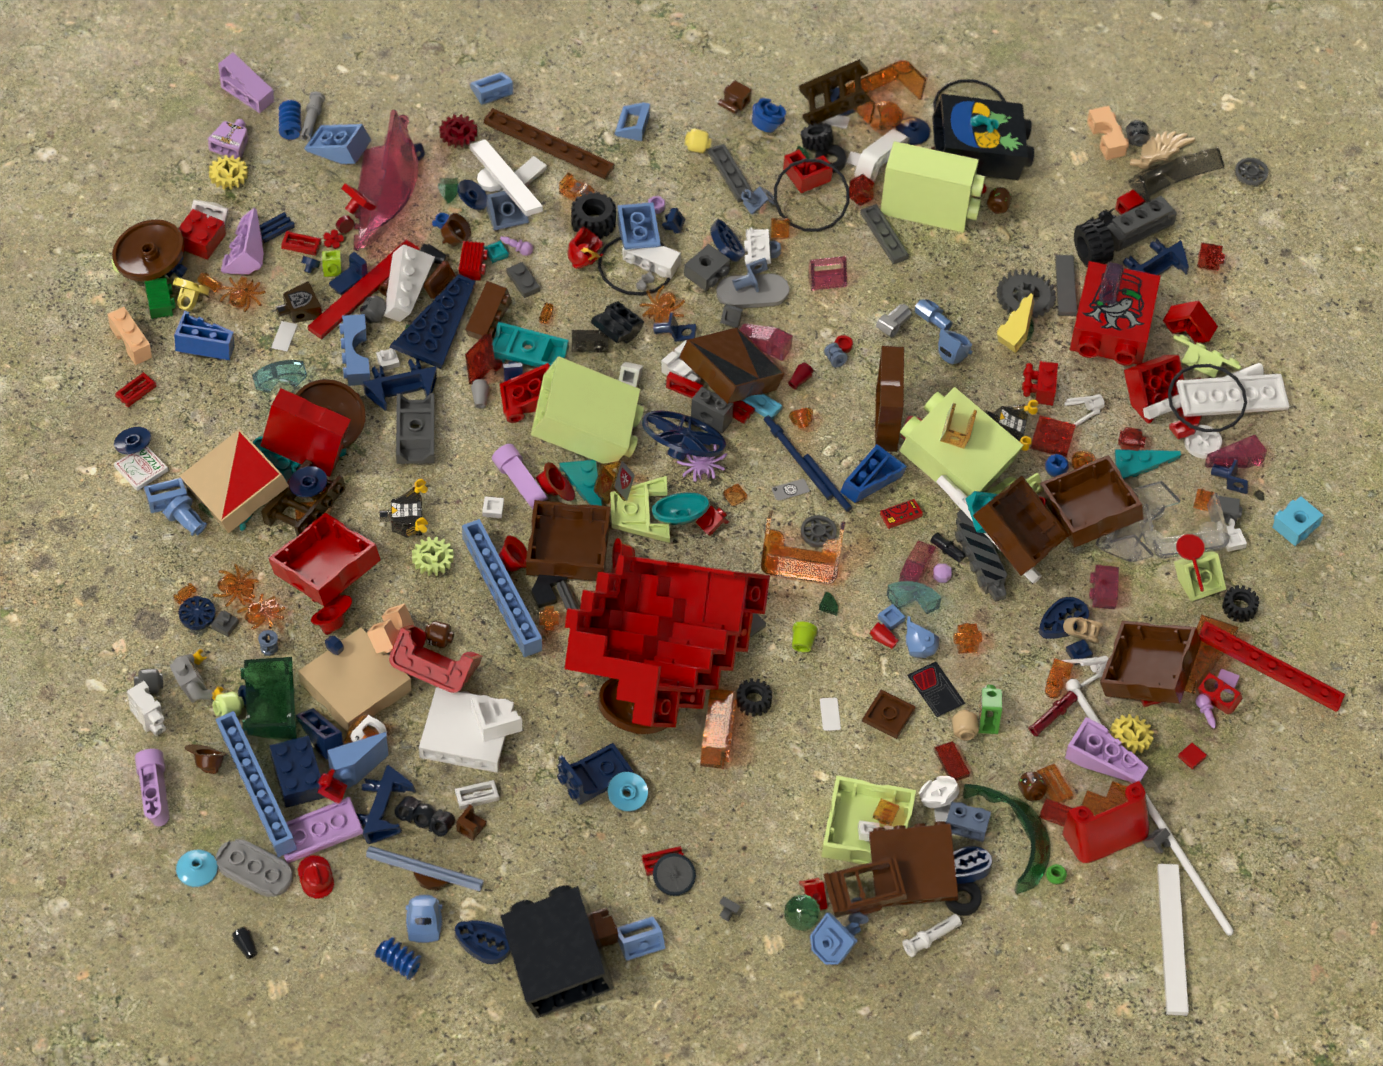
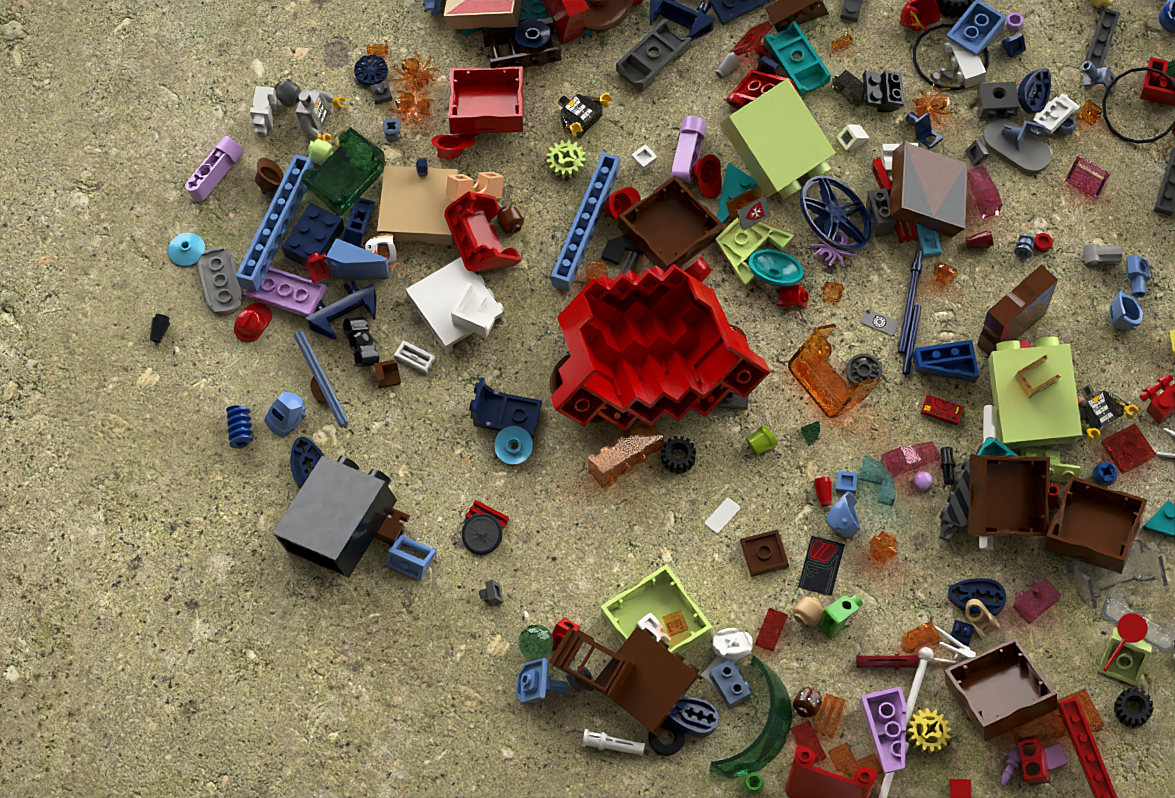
camera: 50 degrees right, 10 degrees up
(1081, 458) = (1131, 486): clear orange cone -> none

